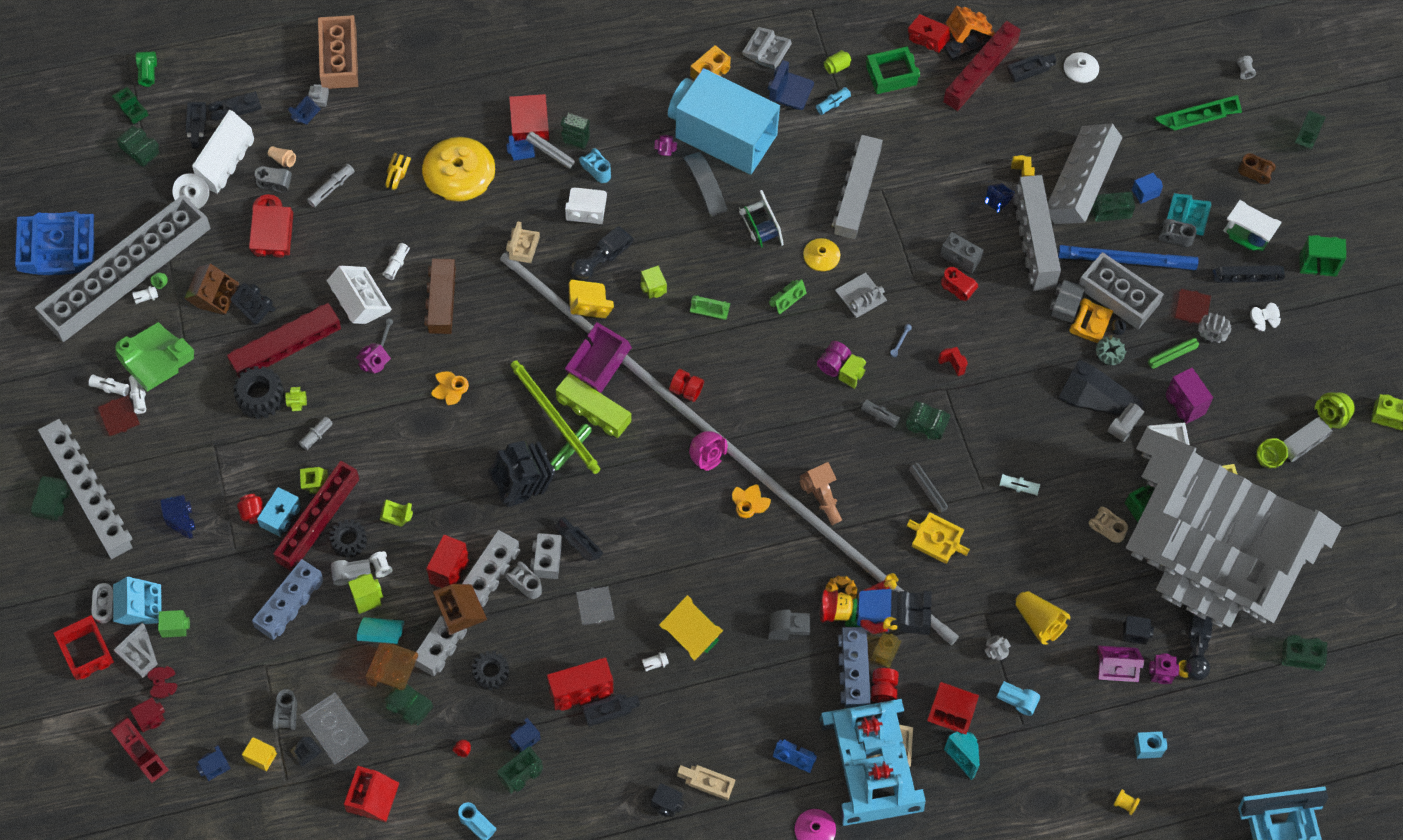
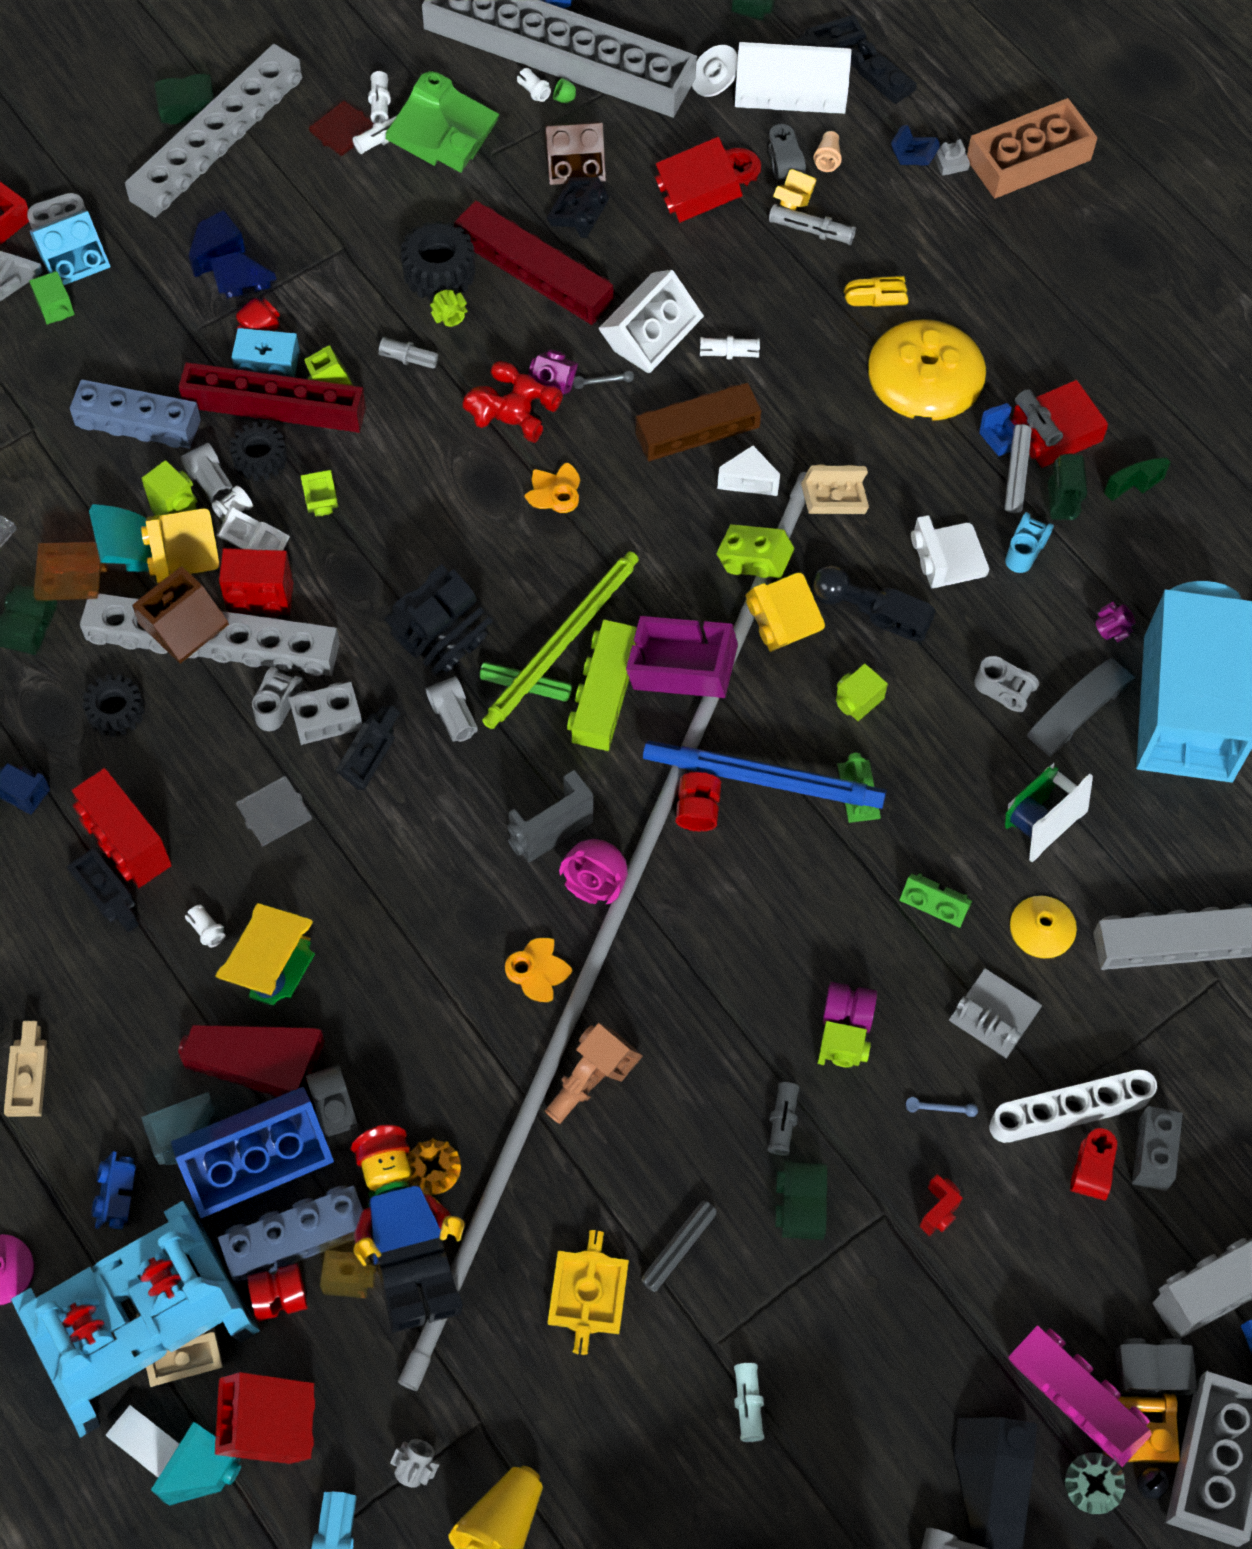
camera: 70 degrees right, 0 degrees up
(211, 509) = (238, 272): none -> clear blue slope
(303, 184) = (796, 190): none -> yellow bracket
(388, 386) = (514, 408): none -> red animal
(399, 599) = (180, 541): none -> yellow bracket
(408, 559) = (250, 533): none -> white slope
(489, 282) = (749, 474): none -> white slope
(528, 124) = (1039, 417): none -> dark grey pin
(545, 298) = (755, 551): none -> lime brick
(567, 489) = (450, 703): none -> light grey piece
(582, 95) = (1141, 475): none -> dark green slope
(664, 443) = (555, 823): none -> dark grey panel
(680, 210) = (1006, 684): none -> light grey piece
(687, 345) = (765, 774): none -> blue piece
(747, 657) = (254, 1057): none -> dark red slope
(773, 710) = (176, 1122): none -> clear light blue slope
(805, 671) = (251, 1152): none -> blue brick
(925, 288) = (1084, 1094): none -> white beam
(940, 775) = (143, 1440): none -> white slope
(1072, 336) = (1080, 1395): none -> dark pink wedge

